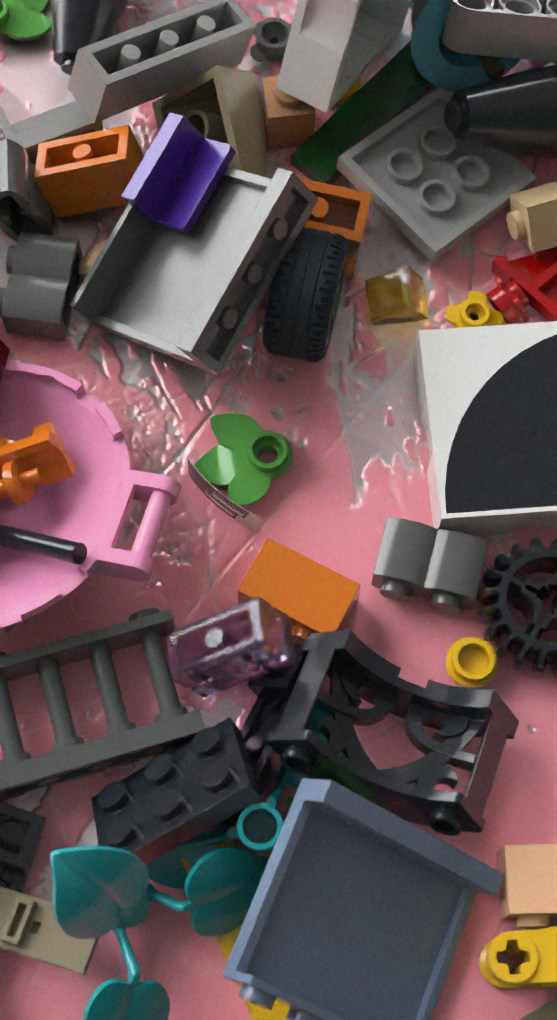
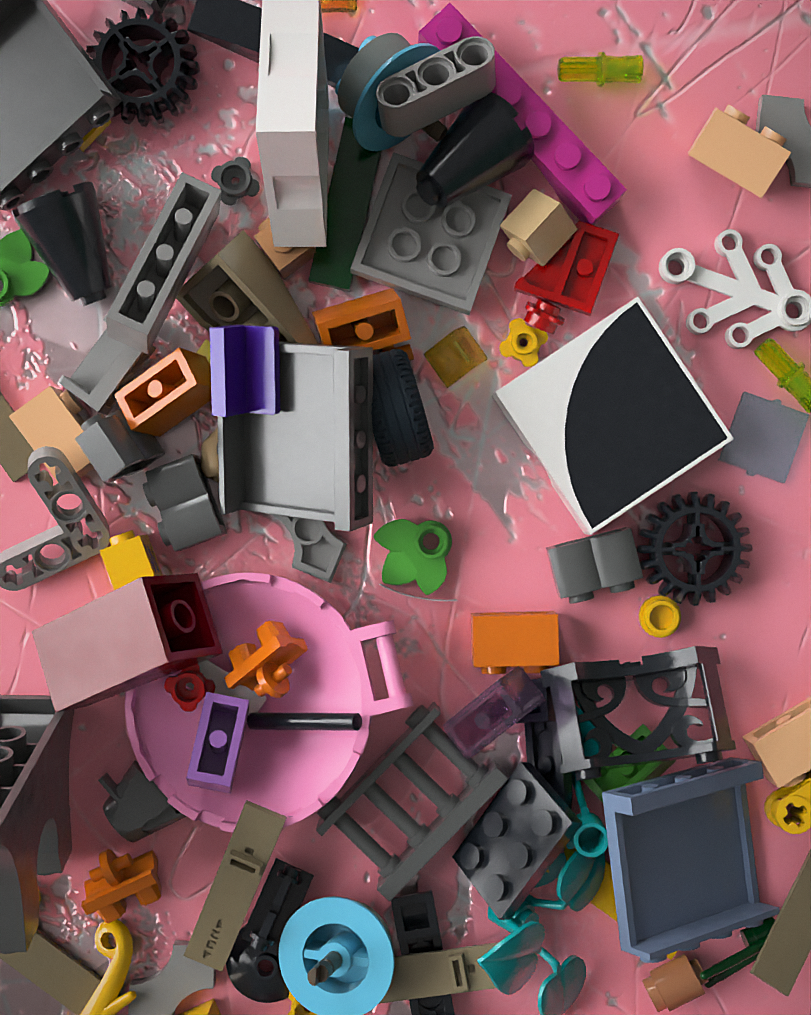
camera: 20 degrees left, 20 degrees up
(144, 399) = (315, 547): none -> light grey tile

